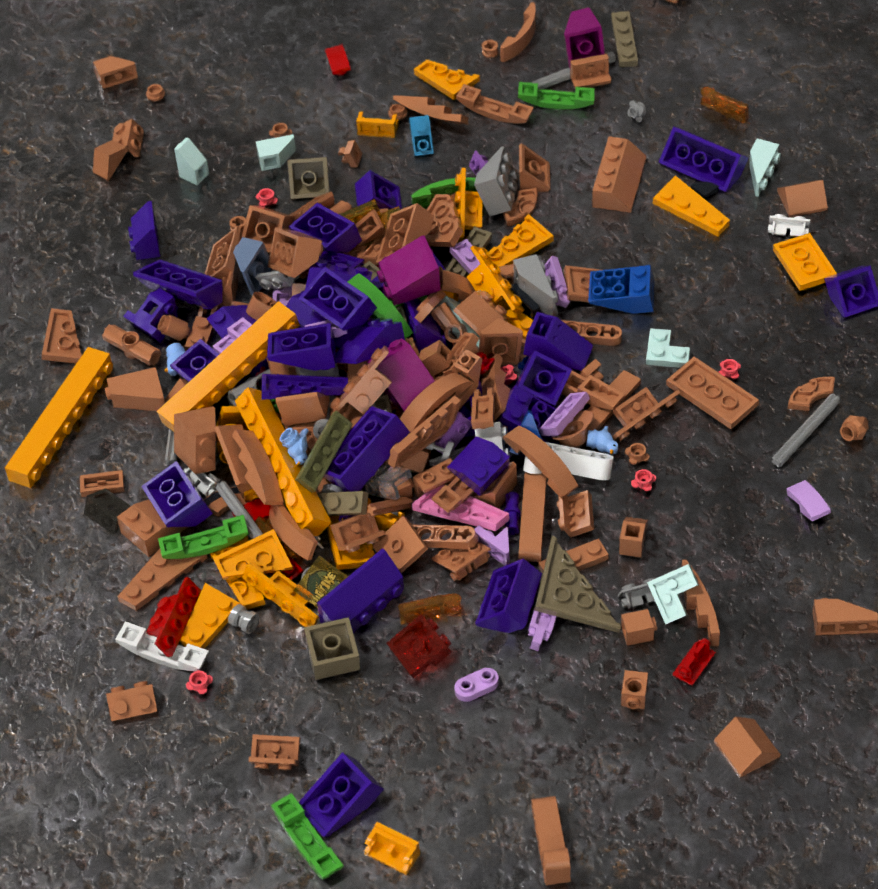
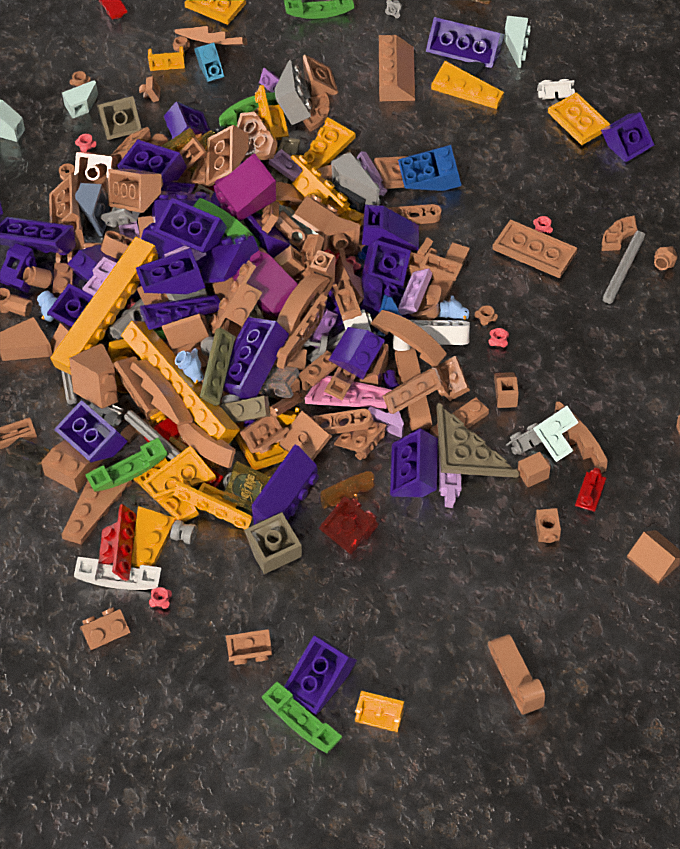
camera: 15 degrees left, 5 degrees up
(477, 684) = (410, 549): lavender plate -> none
(491, 108) = (266, 27): nougat slope -> none
(526, 517) = (411, 391): none -> nougat plate
(638, 408) = (476, 274): nougat bracket -> none
(661, 354) = (479, 222): light aqua plate -> none
(803, 198) = (560, 62): nougat slope -> none
(809, 500) = (646, 328): lavender slope -> none

